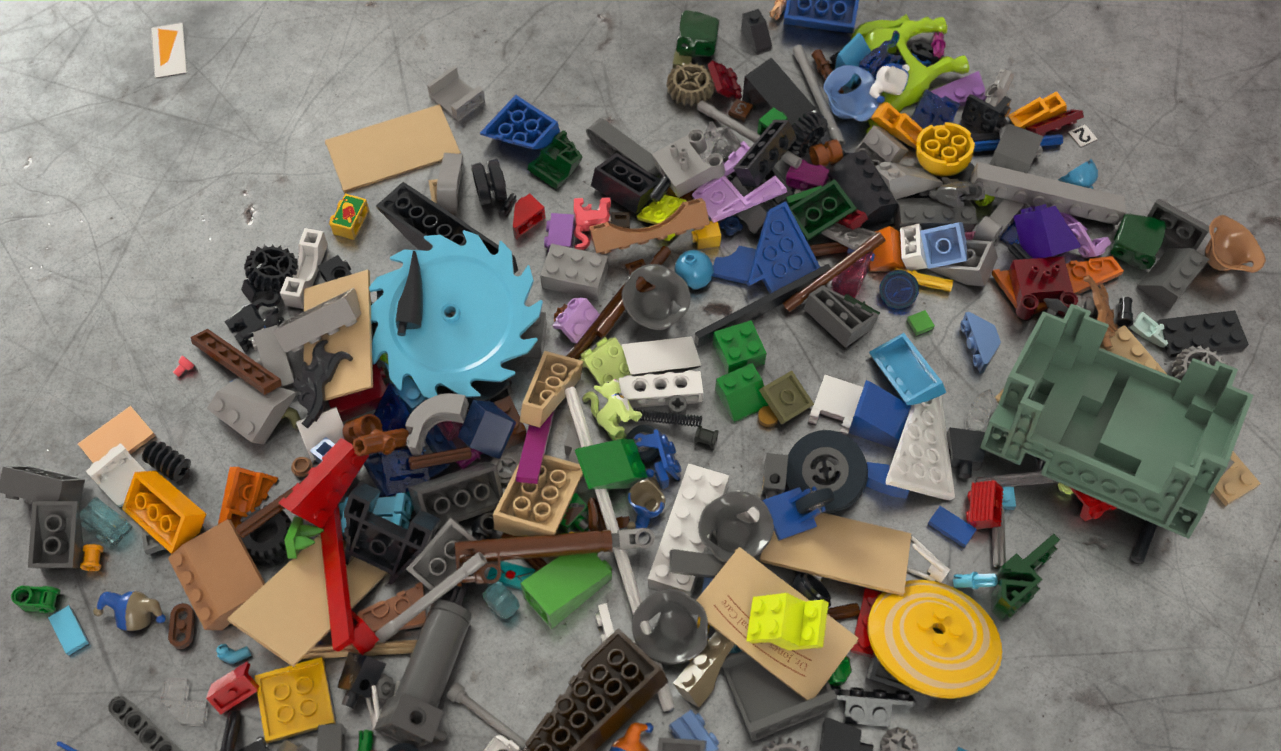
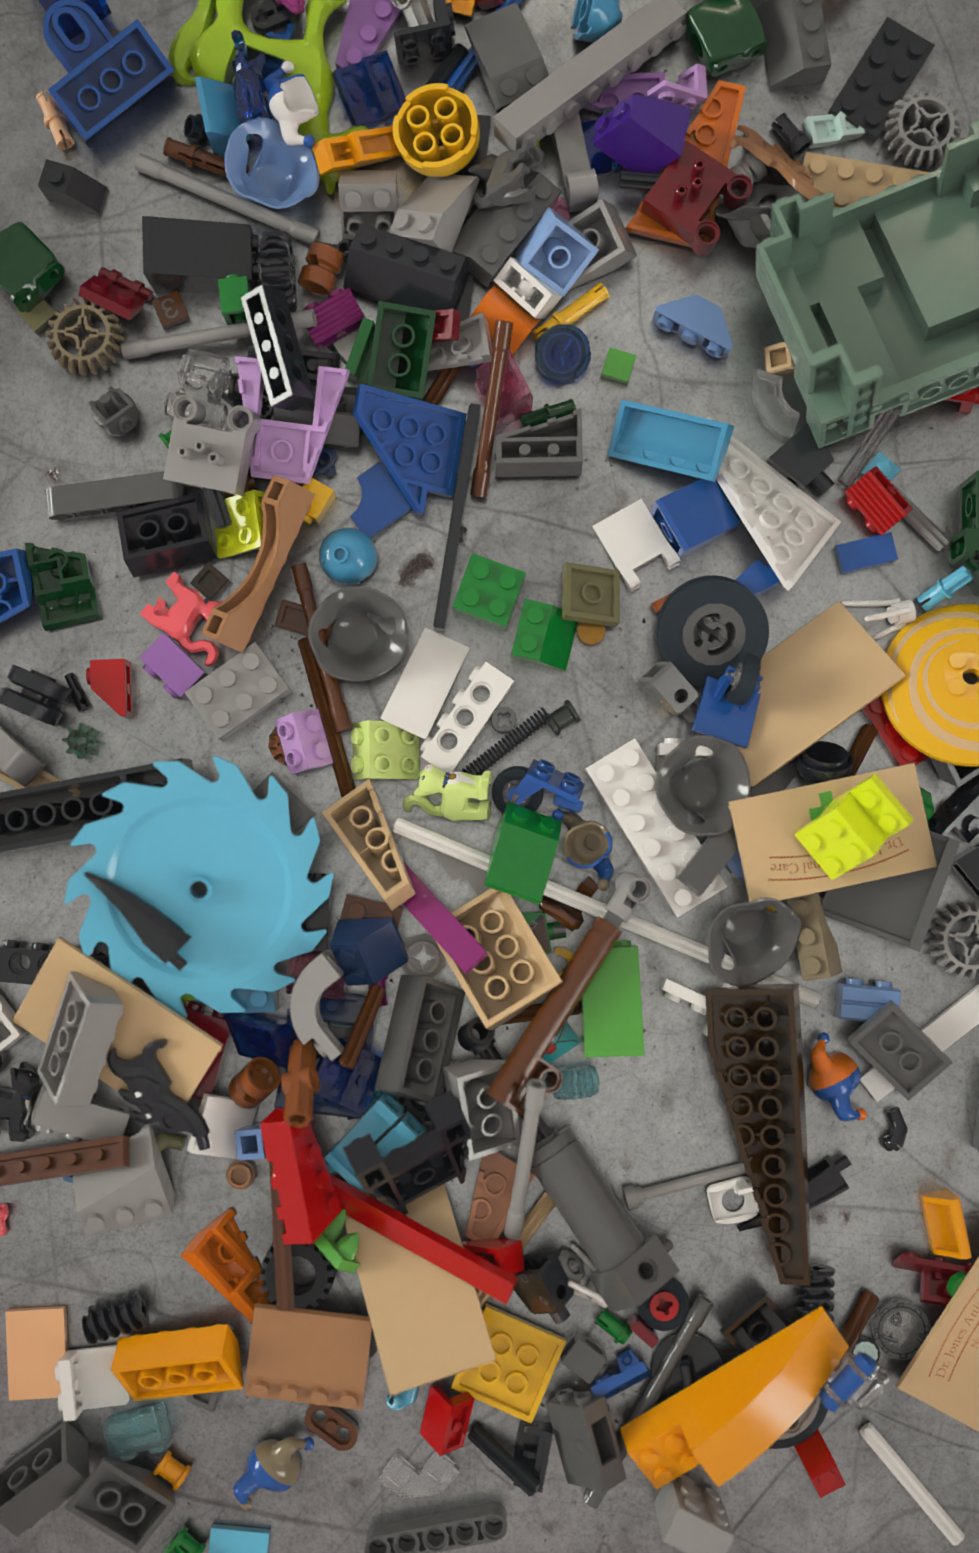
camera: 50 degrees left, 25 degrees up
(483, 221) = (84, 747): none -> clear green gear
(665, 121) = (115, 412): none -> dark grey hand

